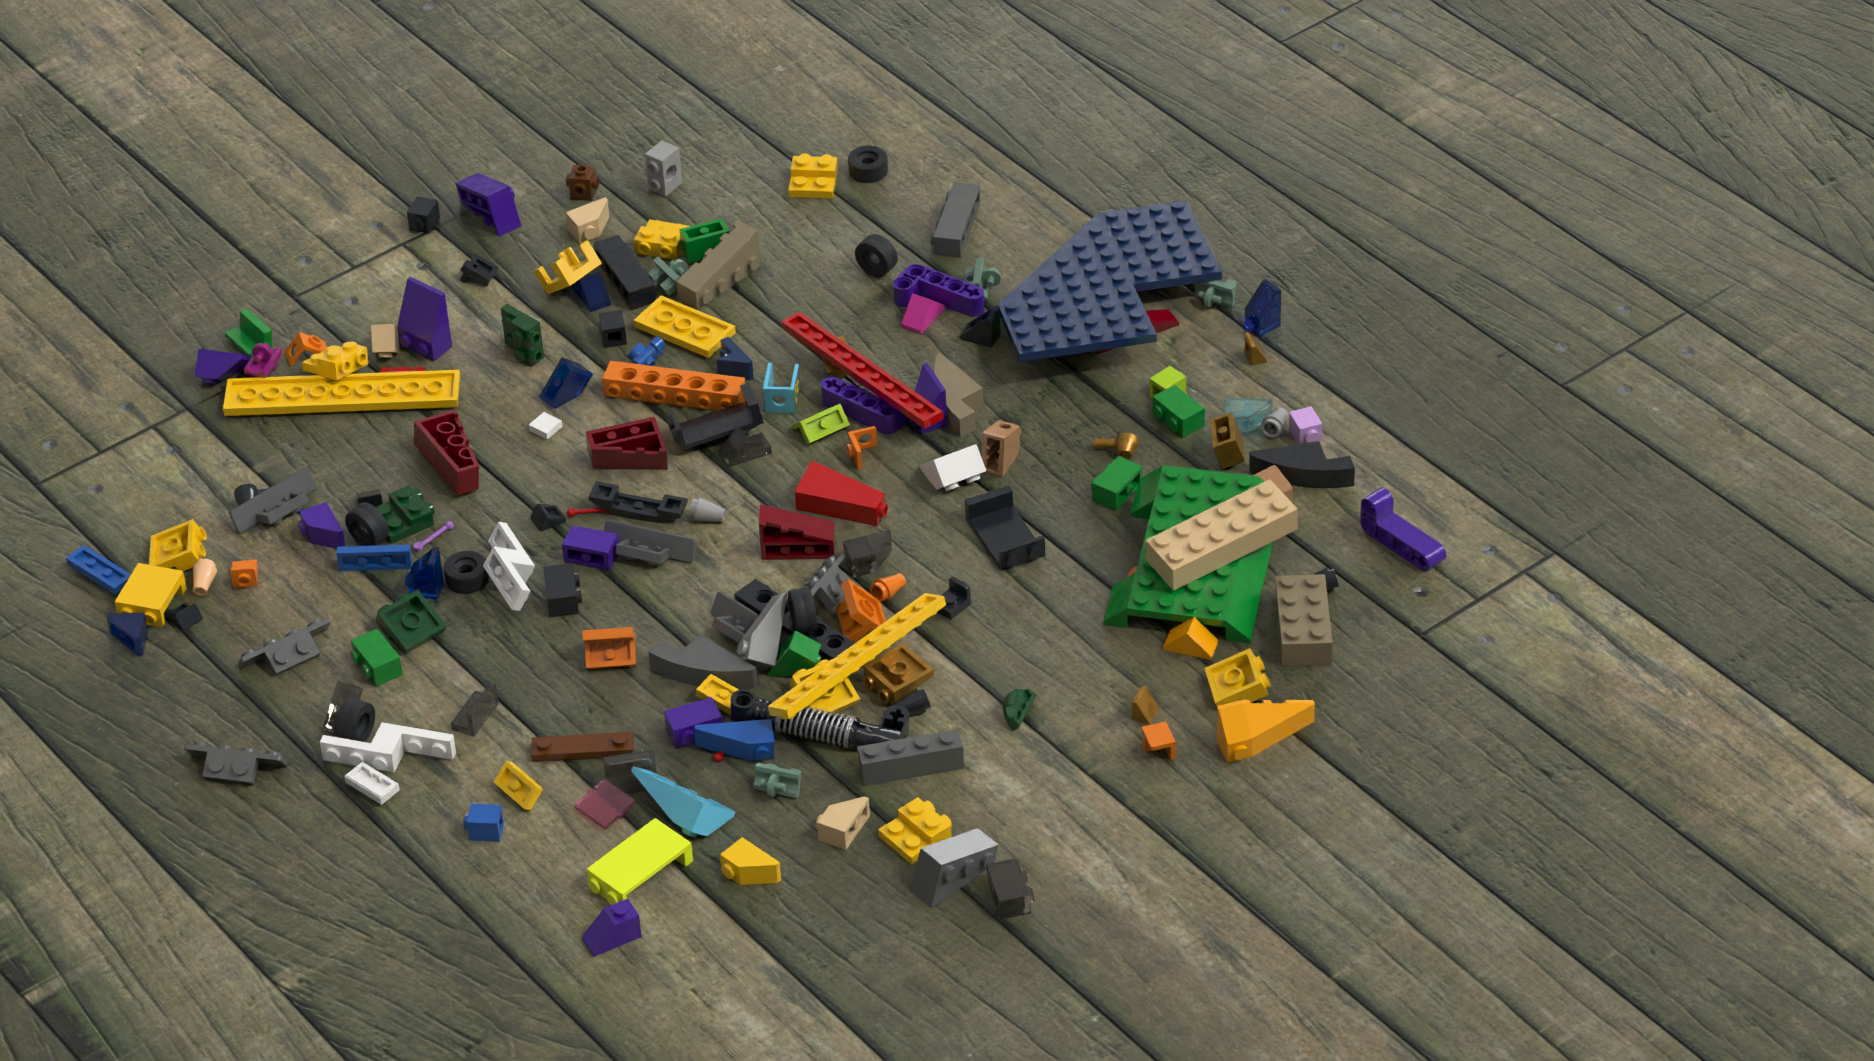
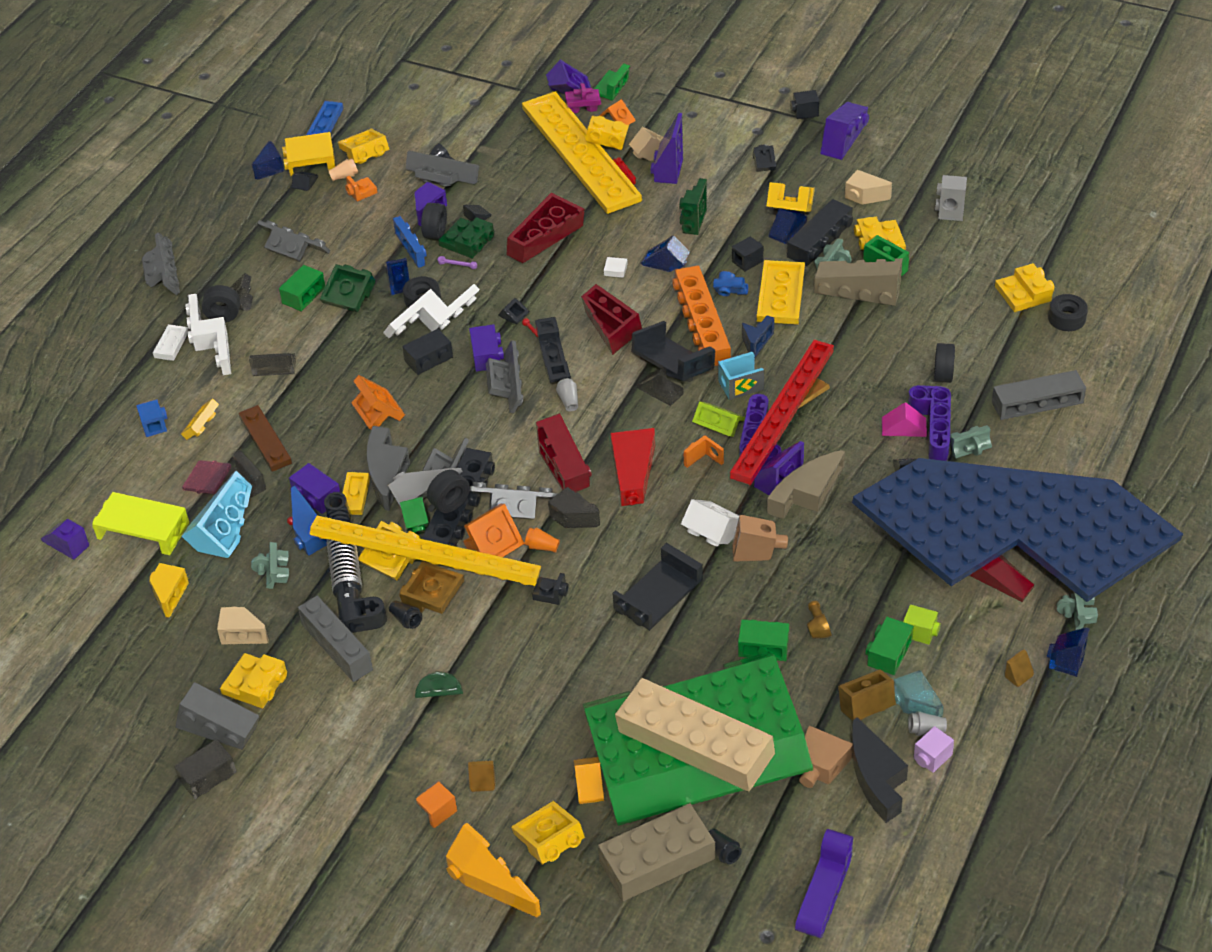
camera: 65 degrees right, 5 degrees up
(582, 182) = (907, 165): reddish brown brick -> none

